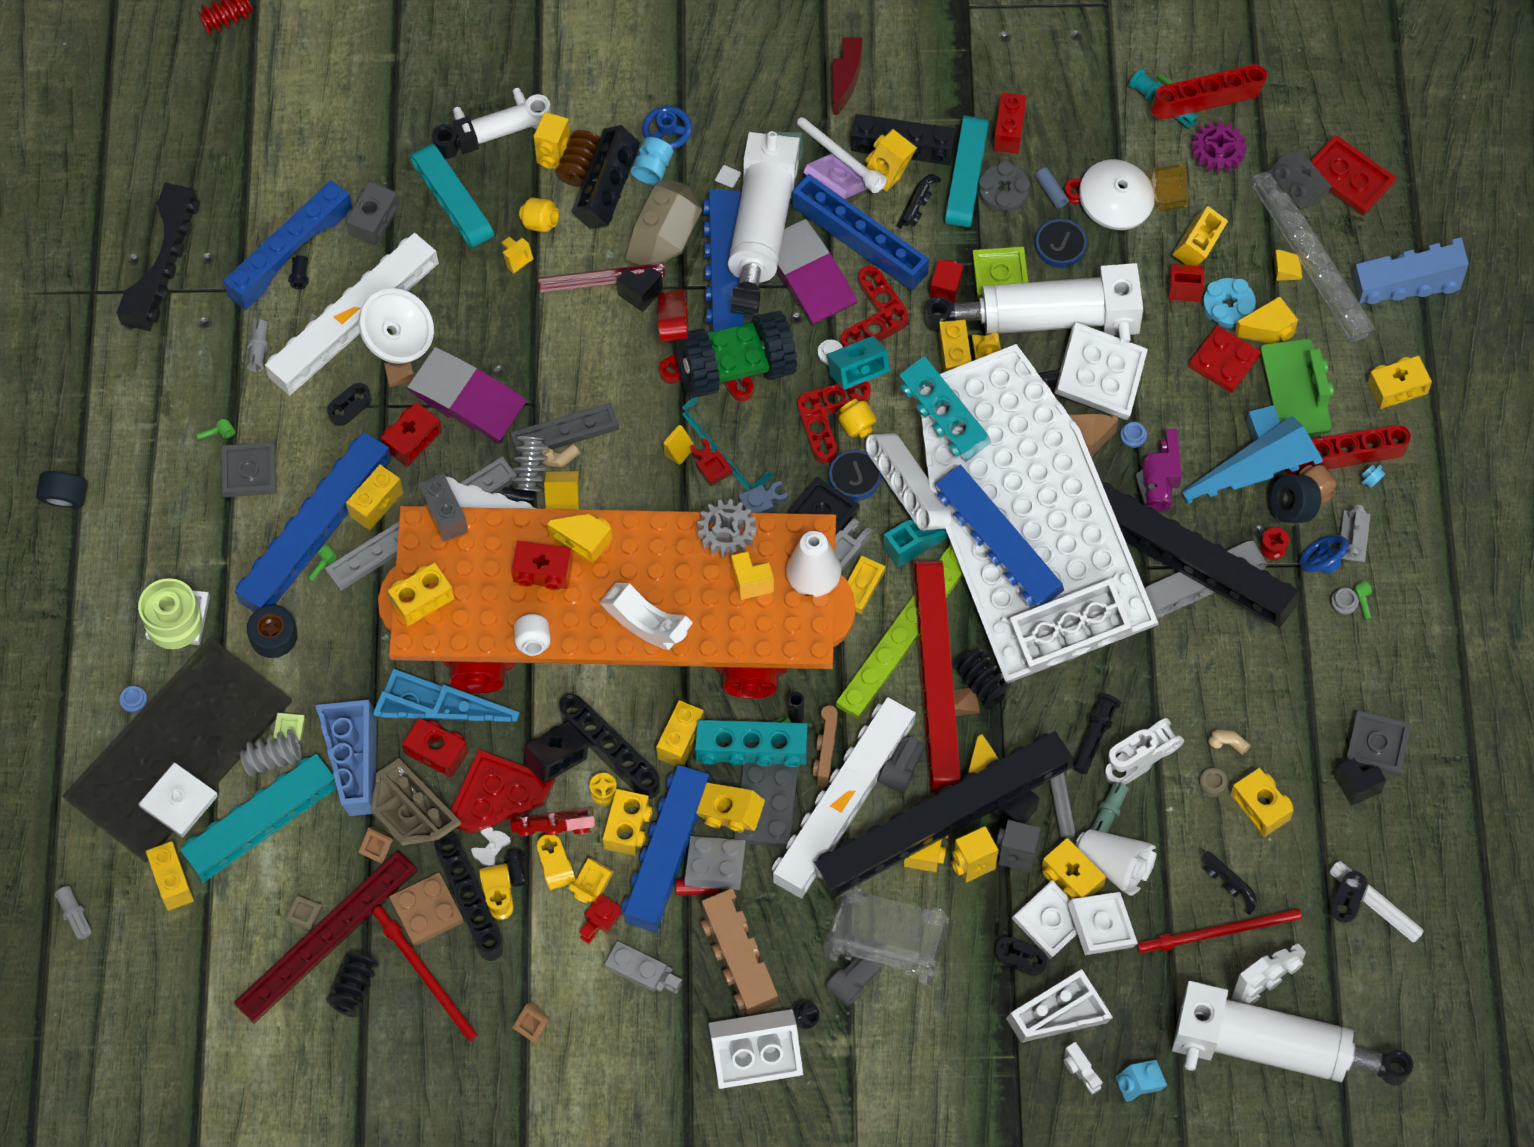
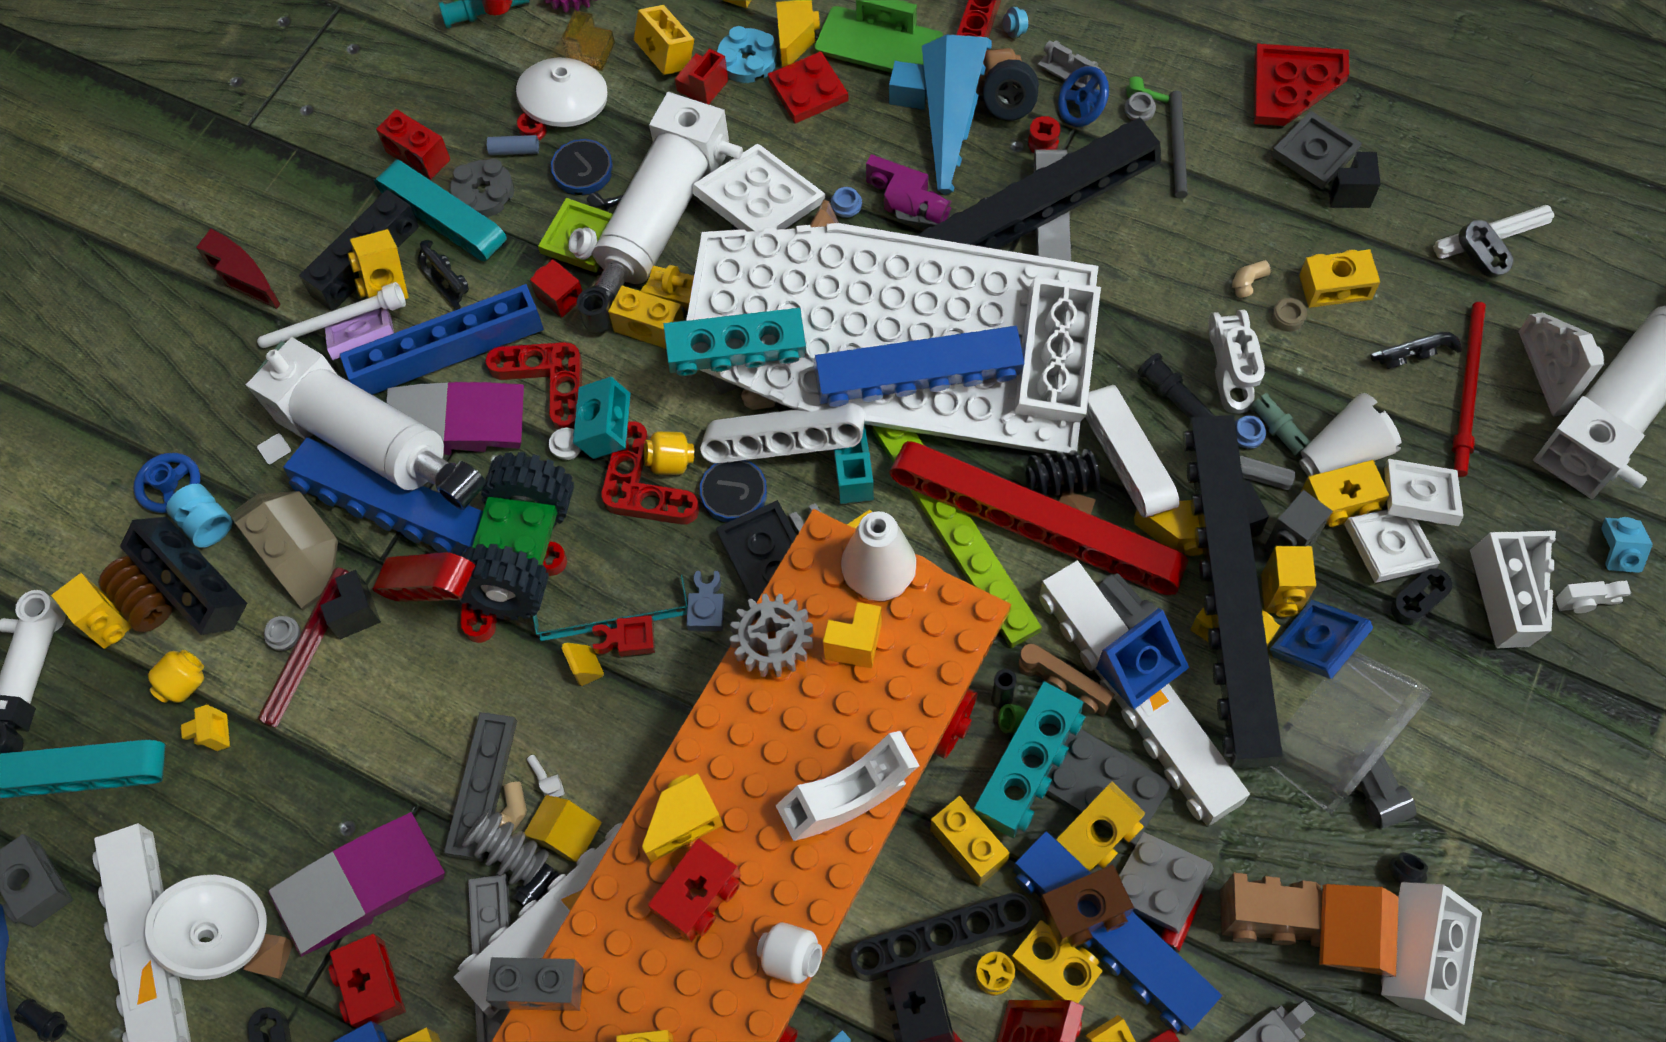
camera: 60 degrees left, 0 degrees up
(586, 472) = (549, 785): none -> white hand
(601, 258) = (281, 633): none -> light grey plate
(660, 800) = (1103, 890): none -> reddish brown brick
(739, 986) = (1359, 929): none -> orange slope
(857, 779) = (1143, 660): none -> blue slope
(945, 895) = (1321, 639): none -> blue plate
(987, 276) = (582, 242): none -> white plate
(1021, 710) = (1130, 452): none -> white beam
(1034, 271) = (595, 200): none -> black hand
(1091, 791) = (1250, 432): none -> medium blue plate
(1327, 643) = (1178, 144): none -> dark grey bar
(1439, 701) = (1294, 80): none -> red plate

